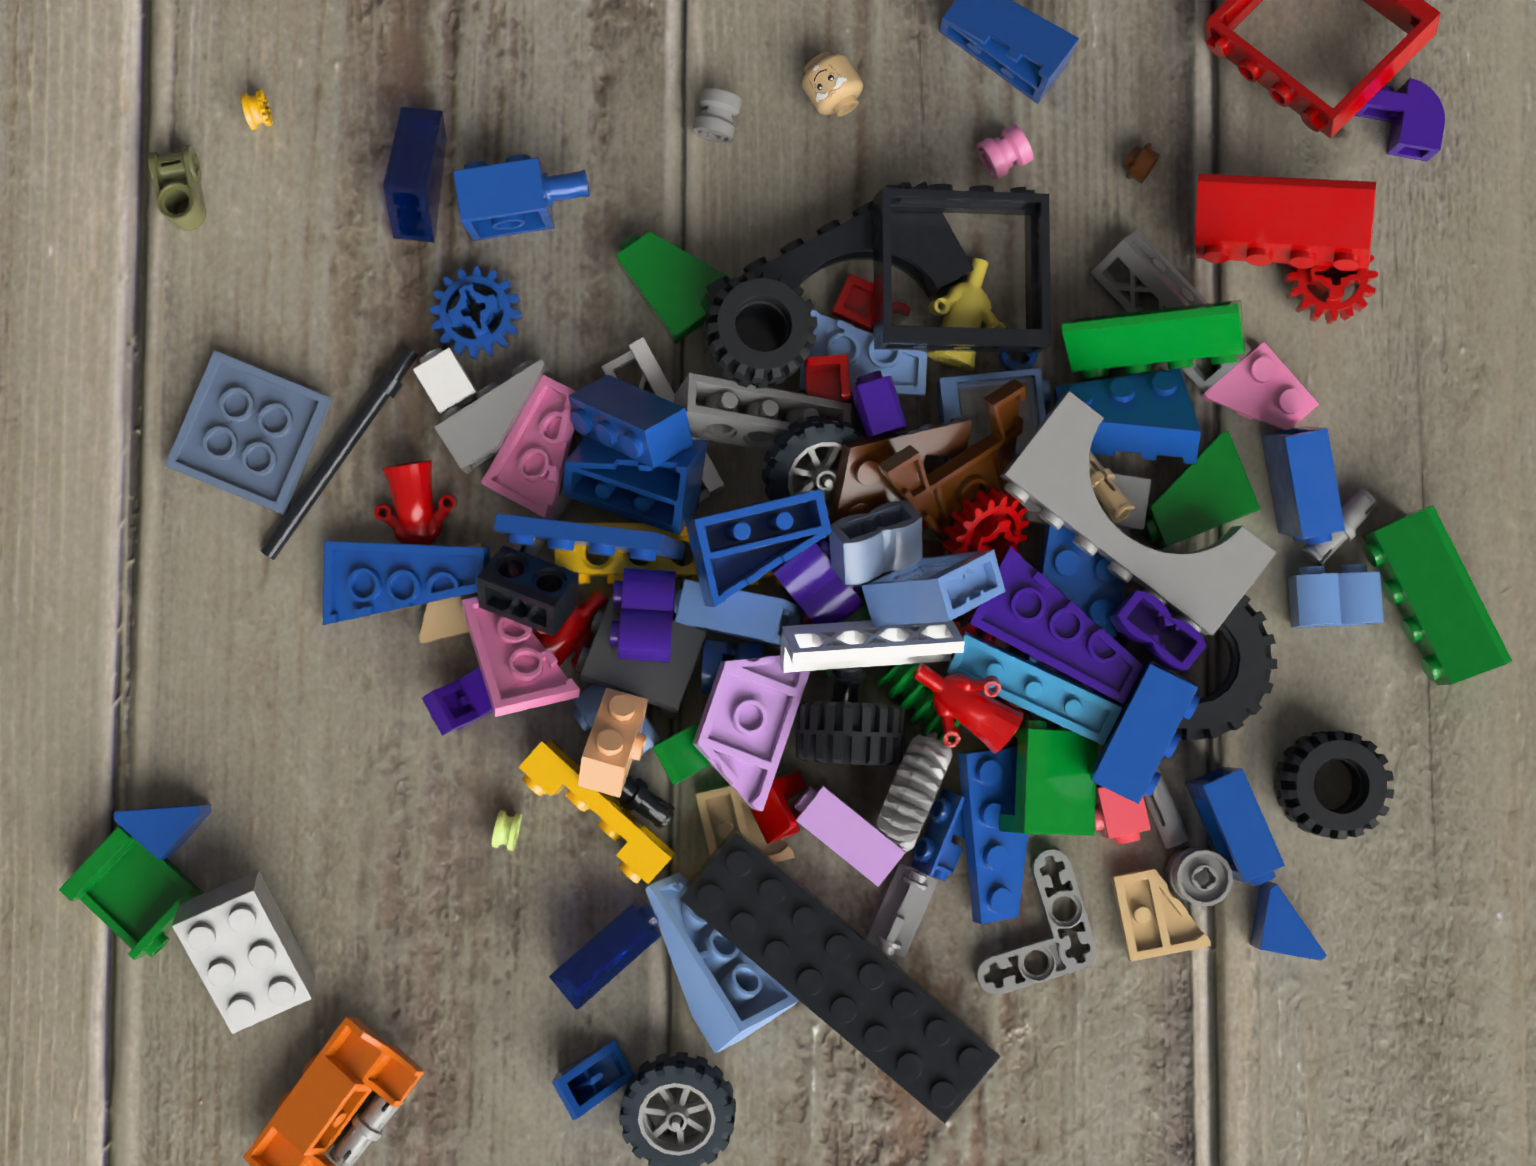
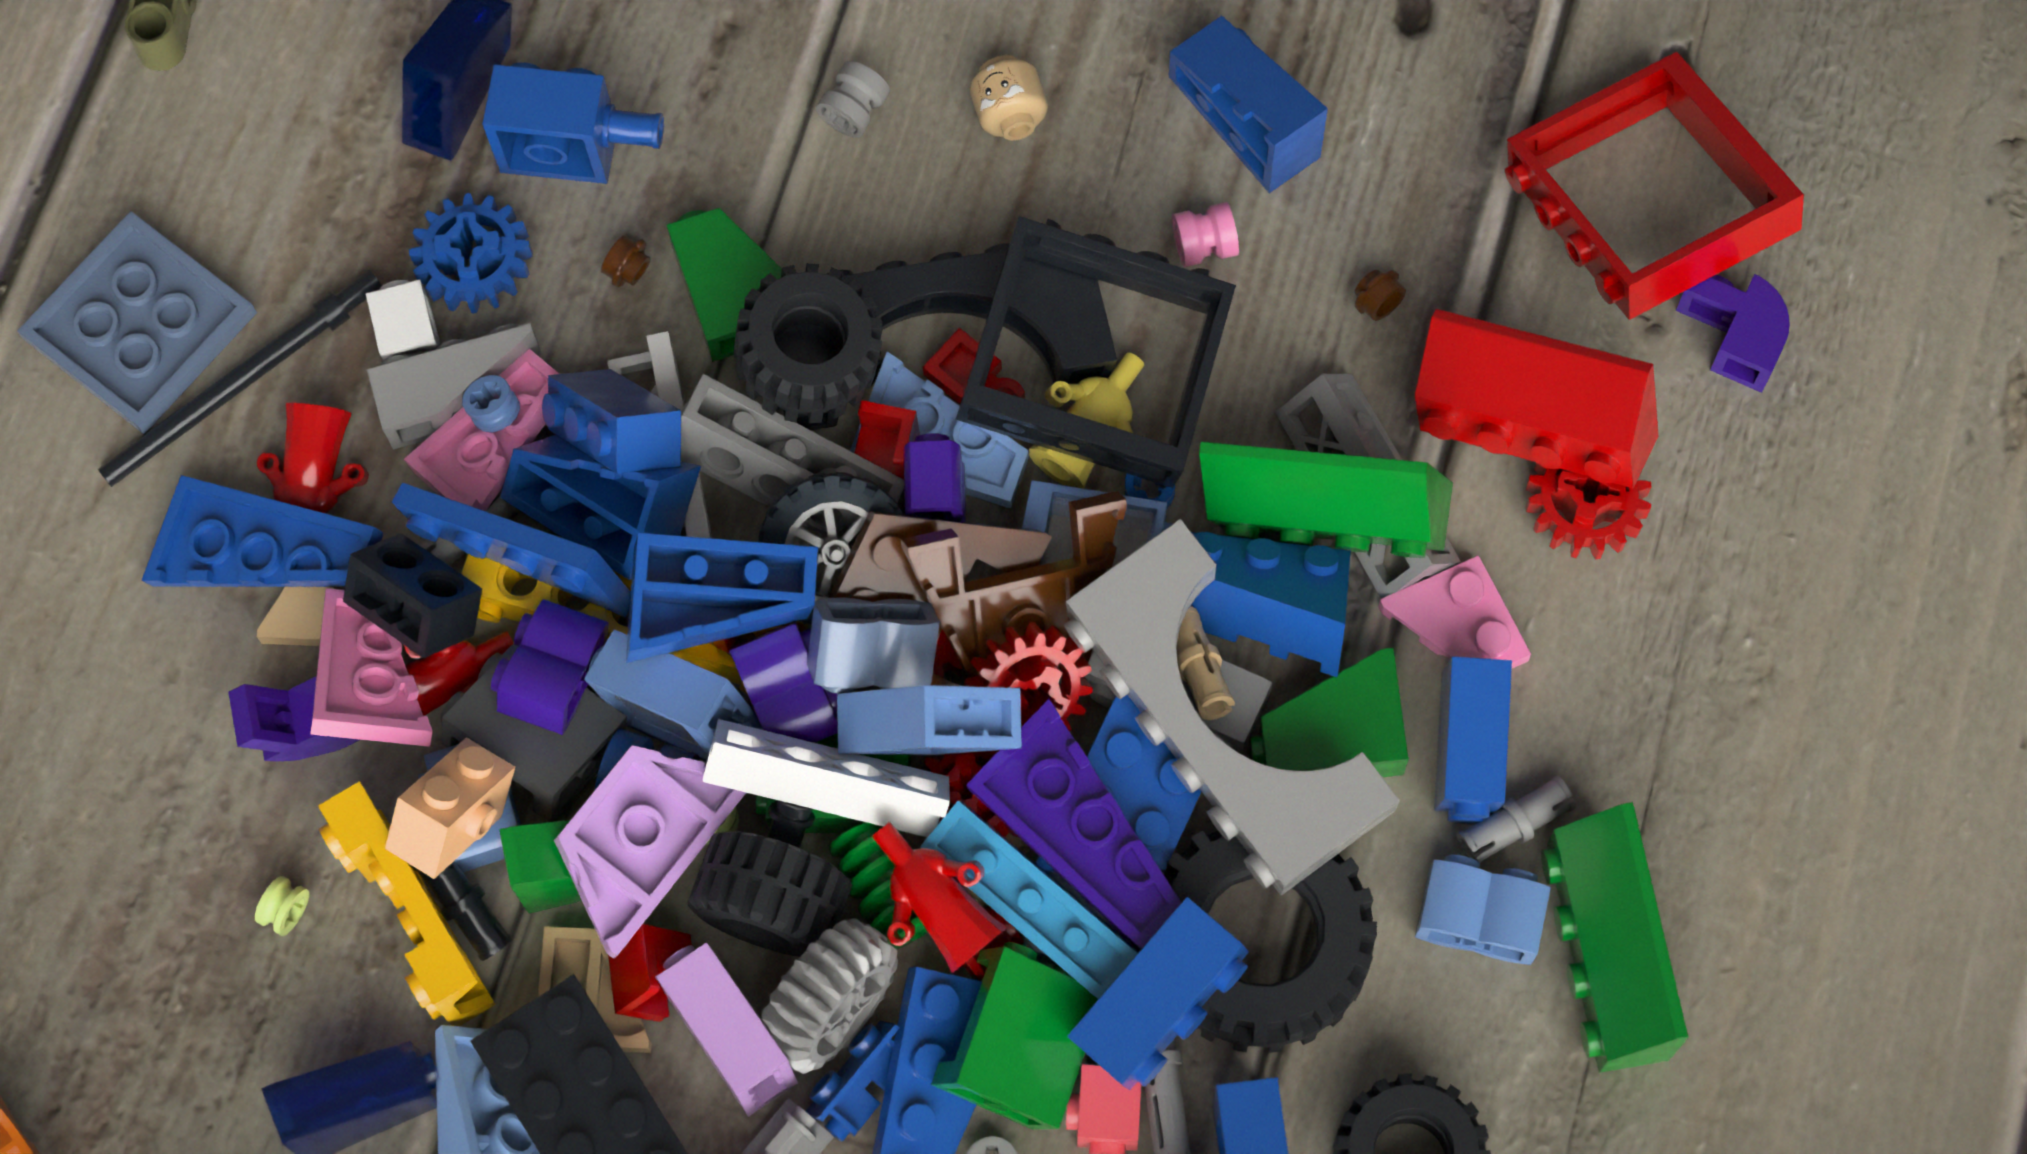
camera: 20 degrees right, 15 degrees down
(523, 421) = (491, 403): none -> medium blue bush
(591, 287) = (626, 261): none -> reddish brown plate
(1165, 639) = (1201, 851): dark purple brick -> none

